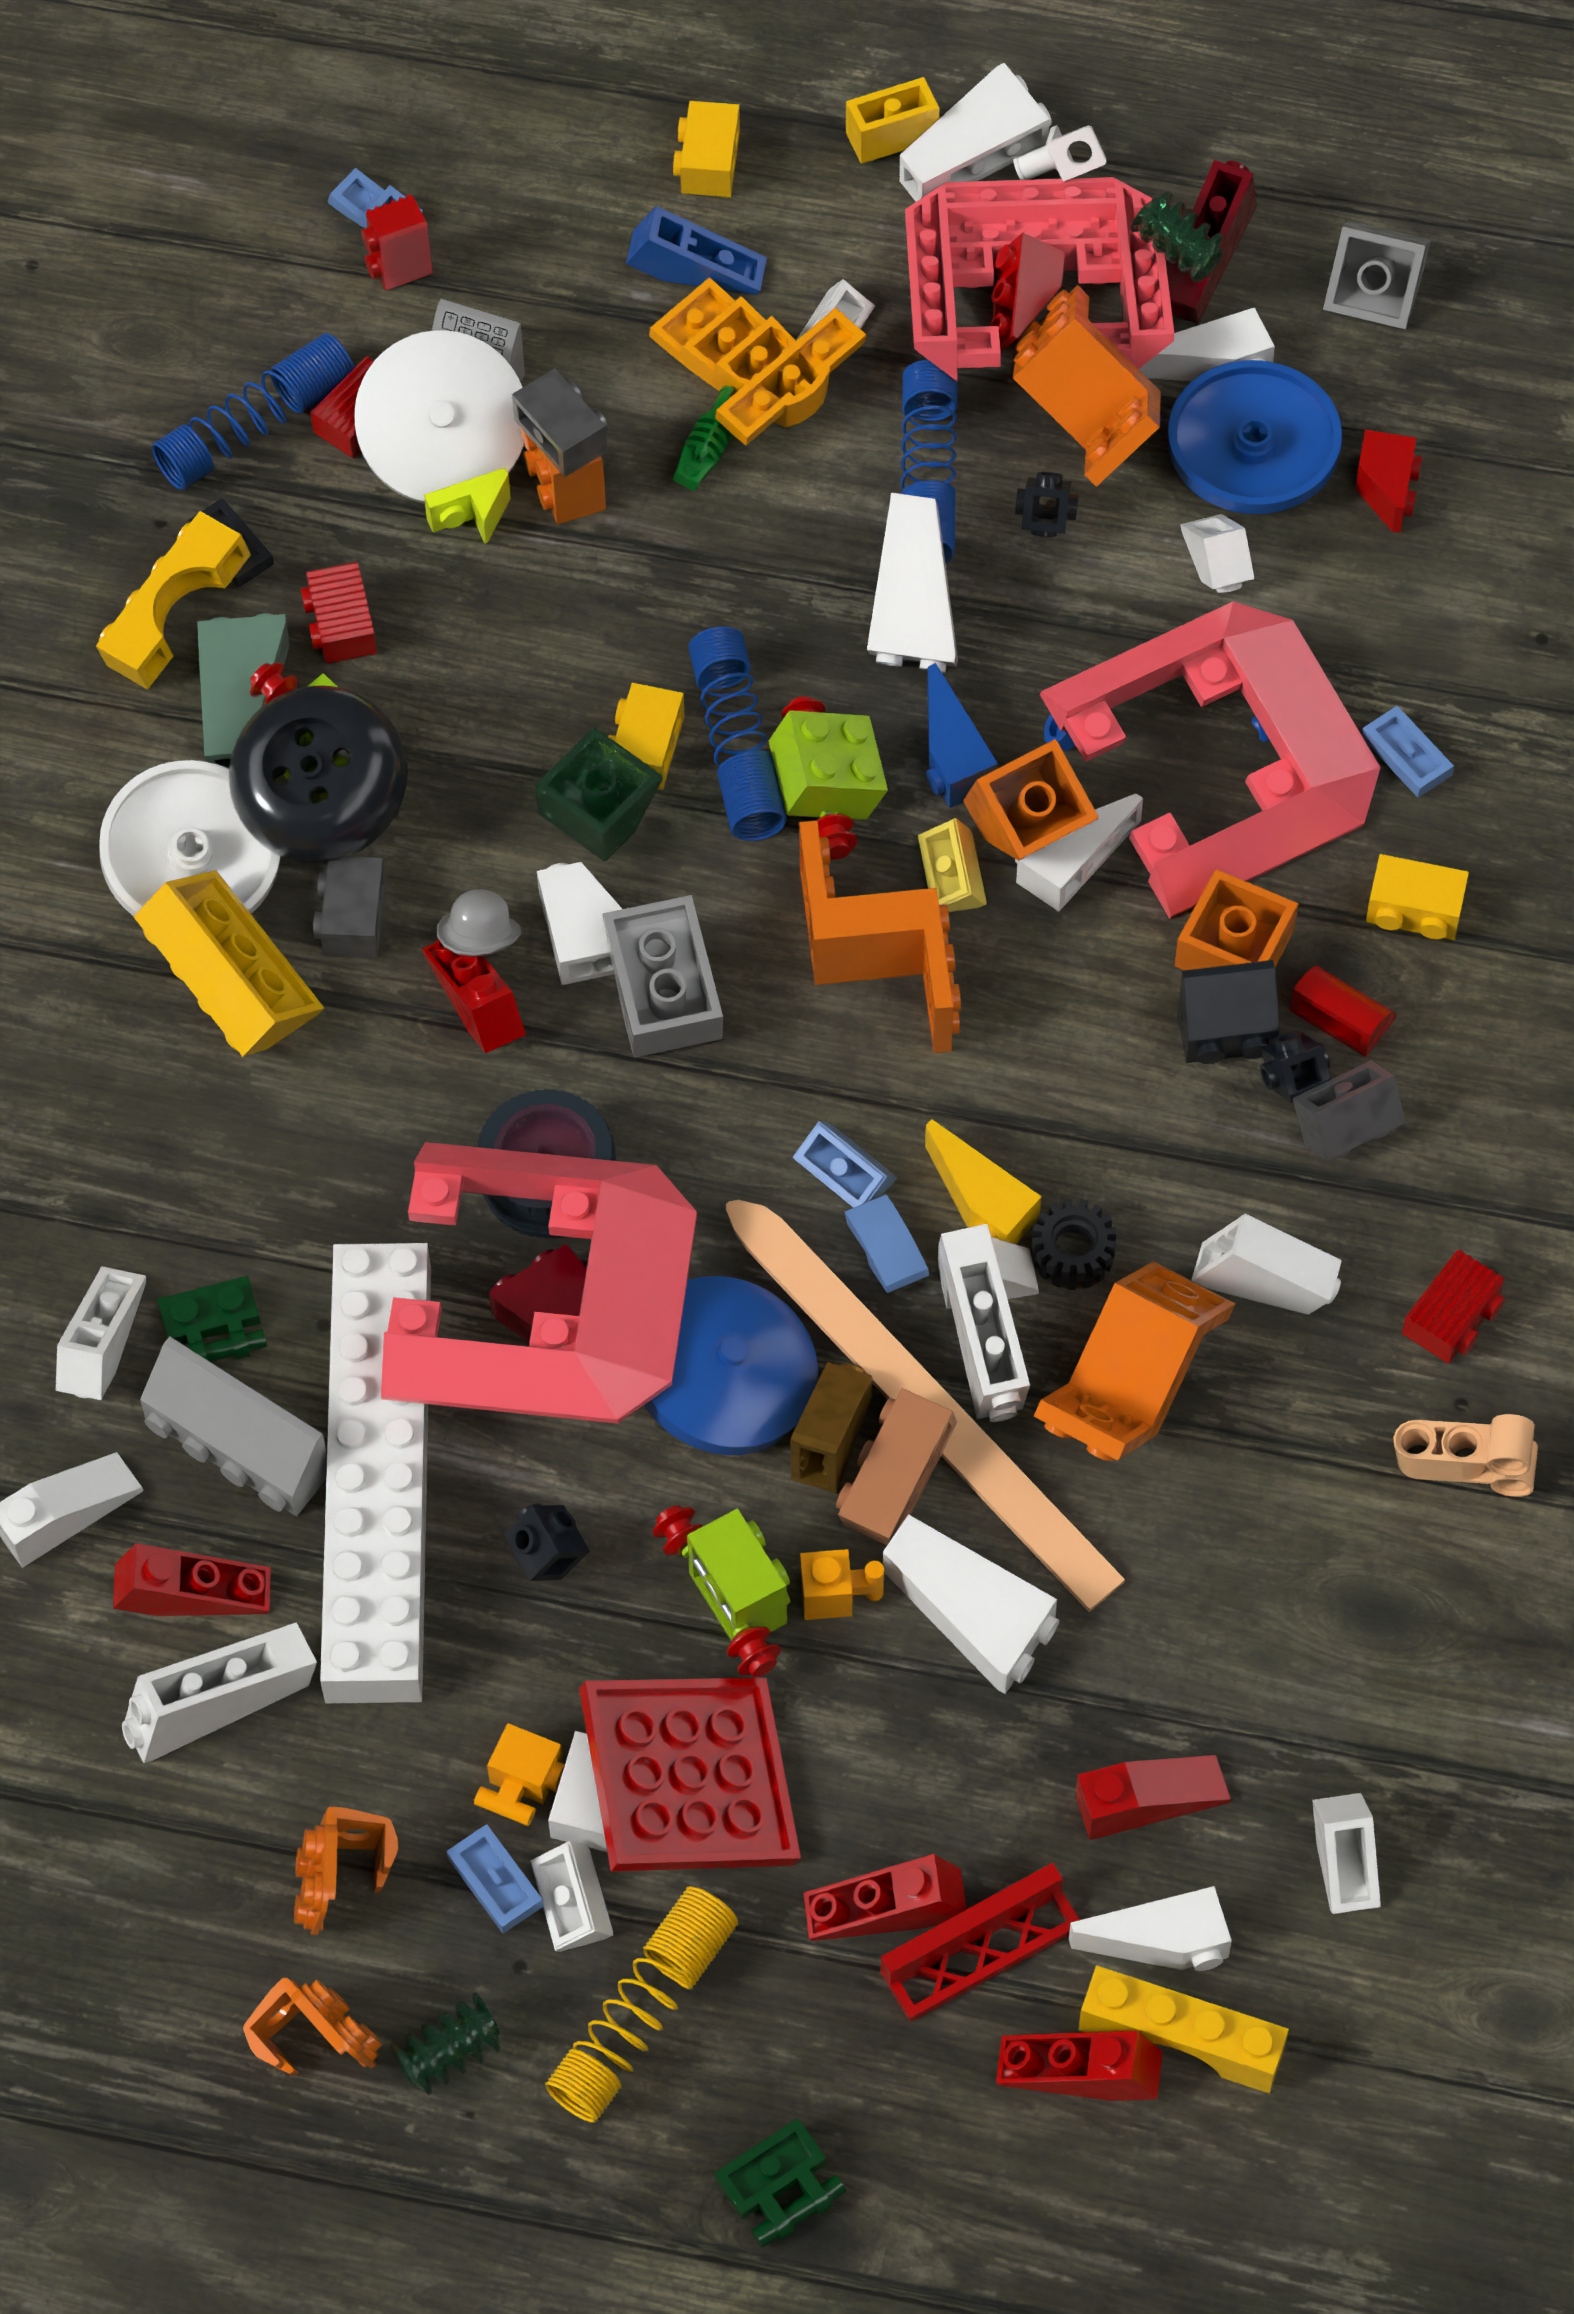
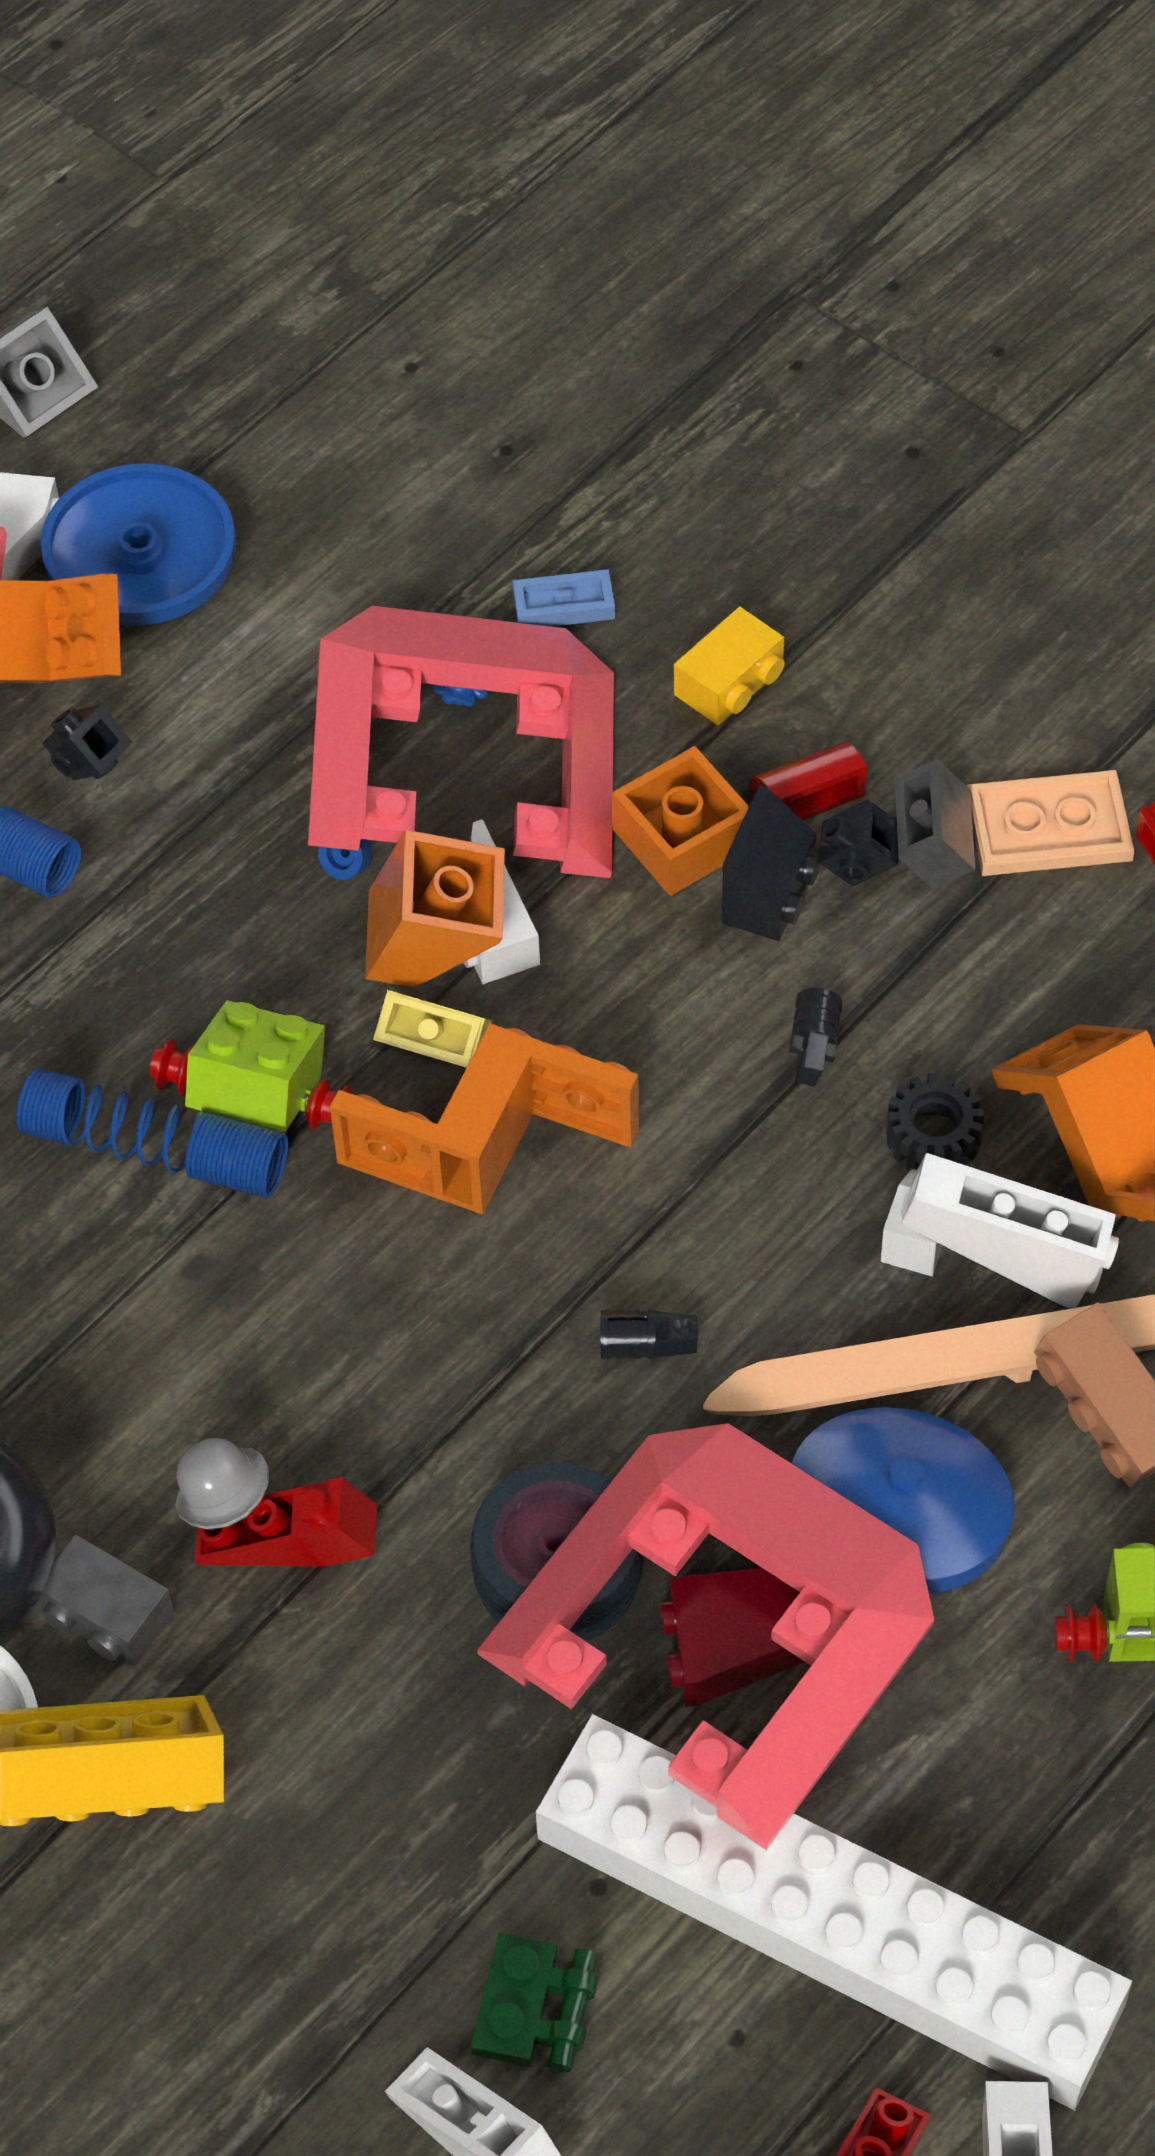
camera: 60 degrees left, 5 degrees down
(234, 1428) = (699, 2033): light grey slope -> none
(546, 1542) = (1014, 1775): black brick -> none
(574, 918) = (281, 1382): white slope -> none
(597, 793) = (140, 1290): clear green slope -> none
(650, 725) = (92, 1218): yellow brick -> none
(663, 976) = (406, 1331): light grey slope -> none
(768, 1135) = (647, 1334): none -> black hinge
(830, 1426) = (1030, 1433): pearl gold slope -> none
(843, 1165) = (719, 1285): medium blue slope -> none
(887, 1243) = (838, 1285): medium blue slope -> none
(912, 591) = (107, 891): white slope -> none
(954, 744) = (298, 954): blue slope -> none
(982, 1188) = (831, 1174): yellow slope -> none
(1104, 1123) = (815, 1032): none -> black hinge
(1219, 552) = (238, 634): white slope -> none
(1267, 1267) = (1060, 975): white slope -> none
(1385, 473) = (256, 471): red slope -> none
(1421, 1198) = (1050, 823): none -> light nougat tile

